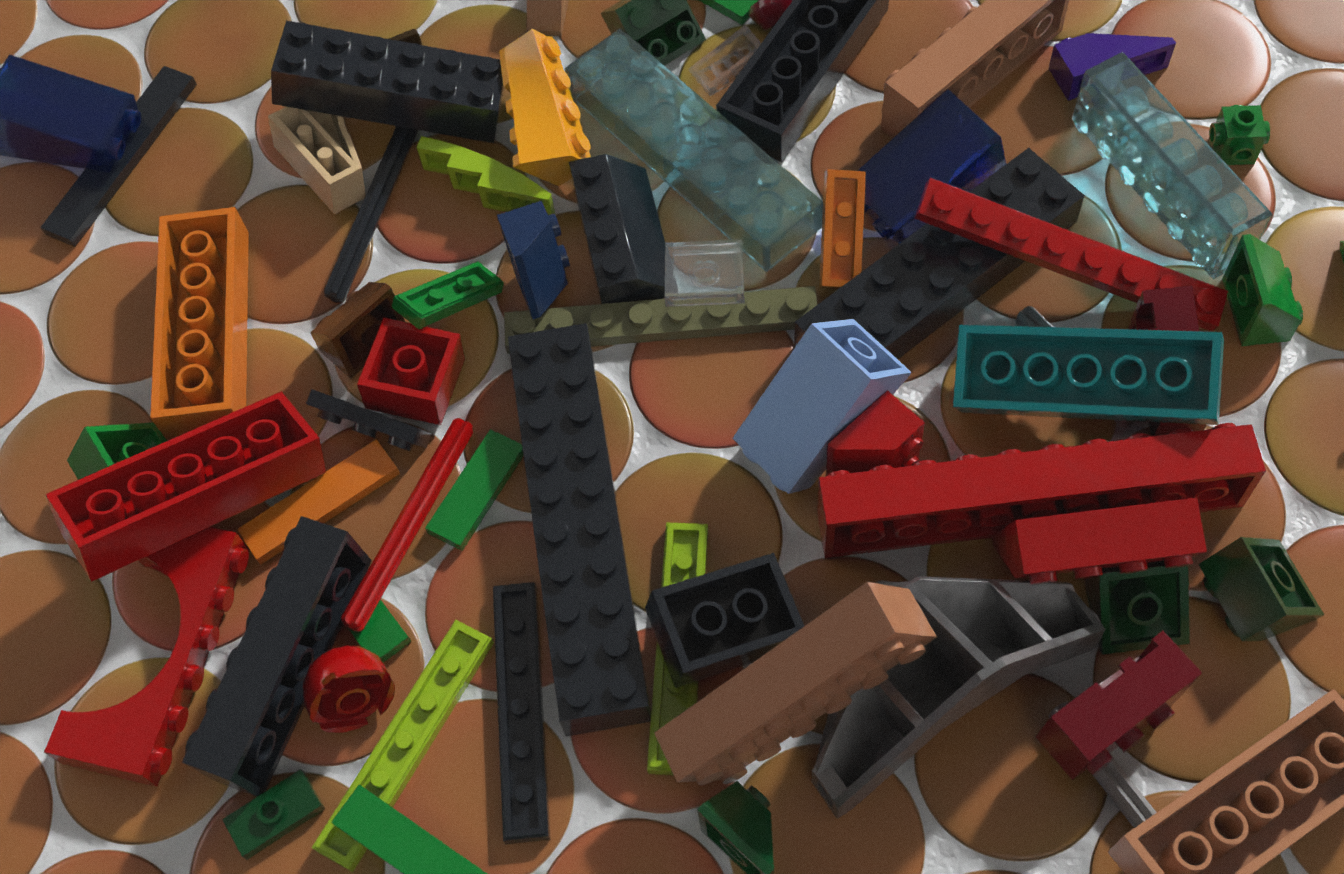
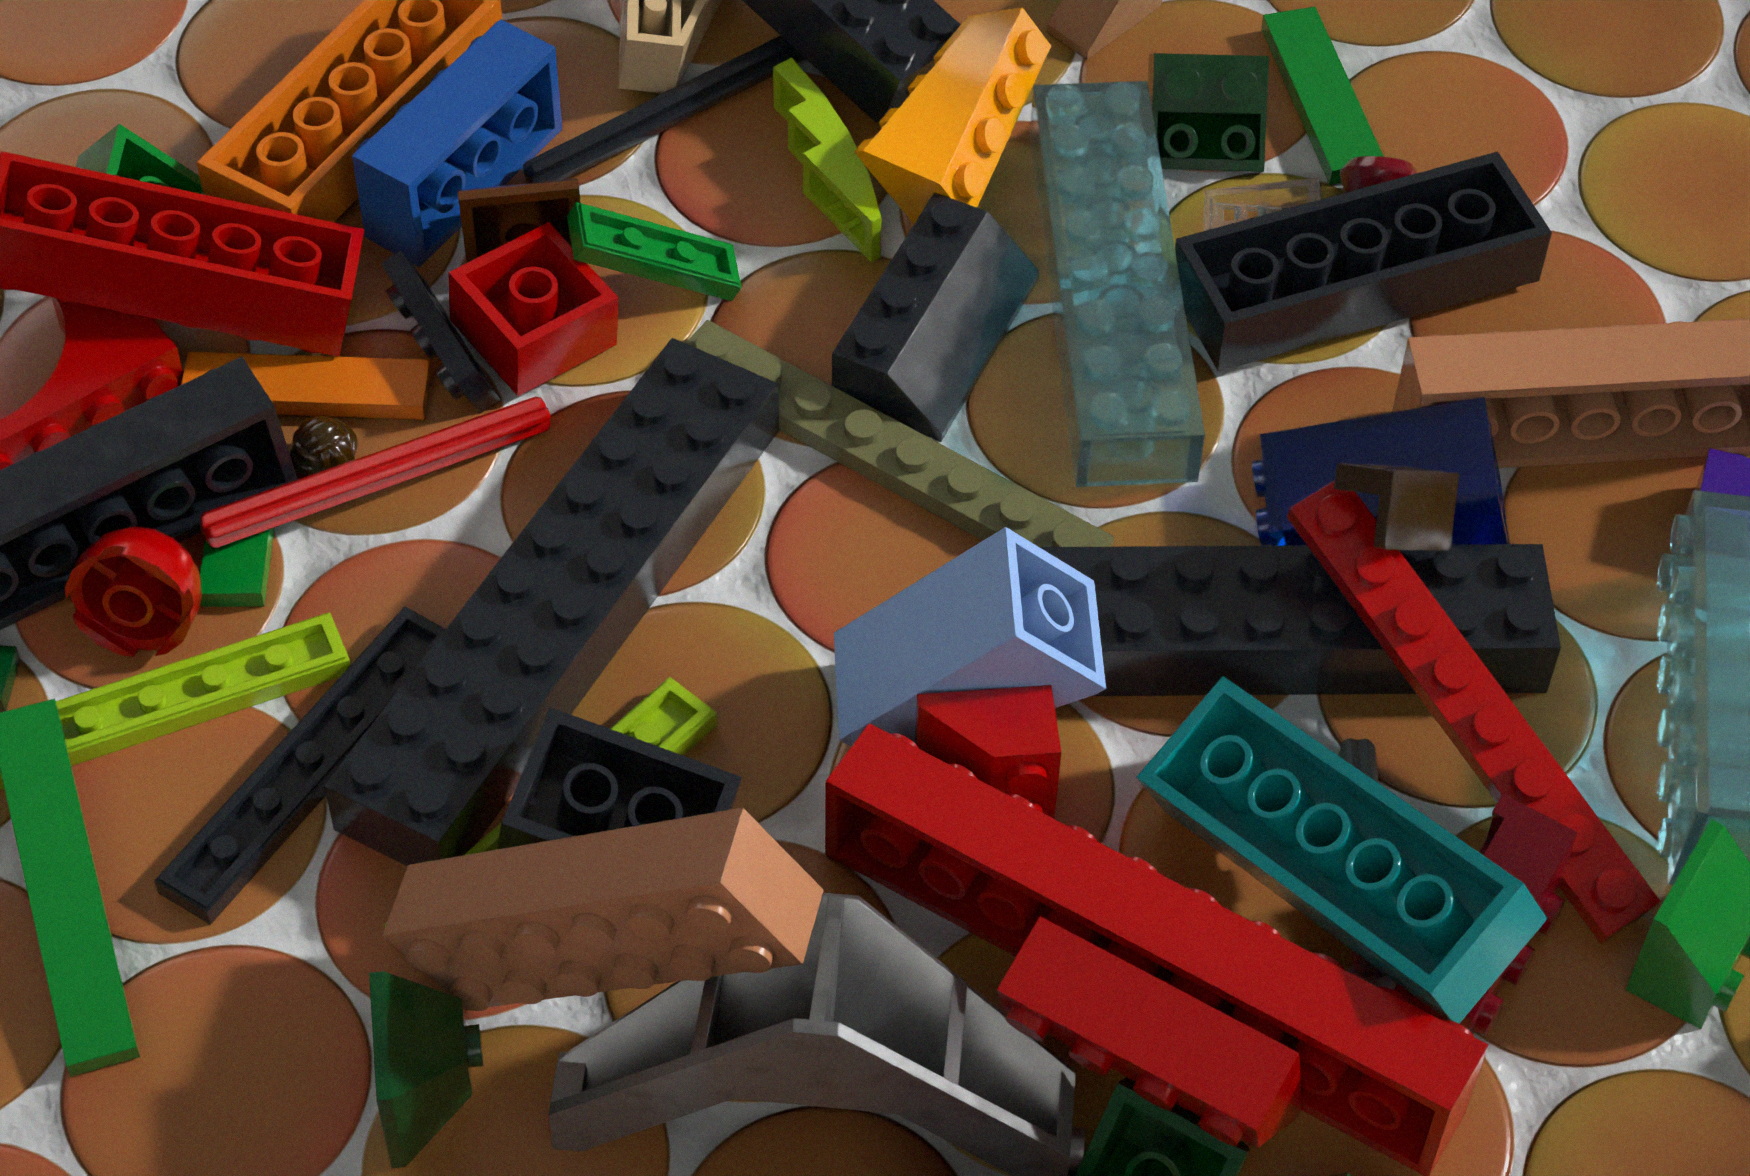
camera: 30 degrees right, 10 degrees down
(282, 304) = (457, 134): none -> blue brick
(366, 528) = (322, 445): none -> dark brown piece
(475, 490) = (482, 492): green tile -> none
(535, 254) = (788, 270): dark blue slope -> none
(704, 273) = (985, 428): clear tile -> none
(842, 227) = (1208, 478): orange plate -> none
(964, 162) = (1413, 504): none -> dark brown panel

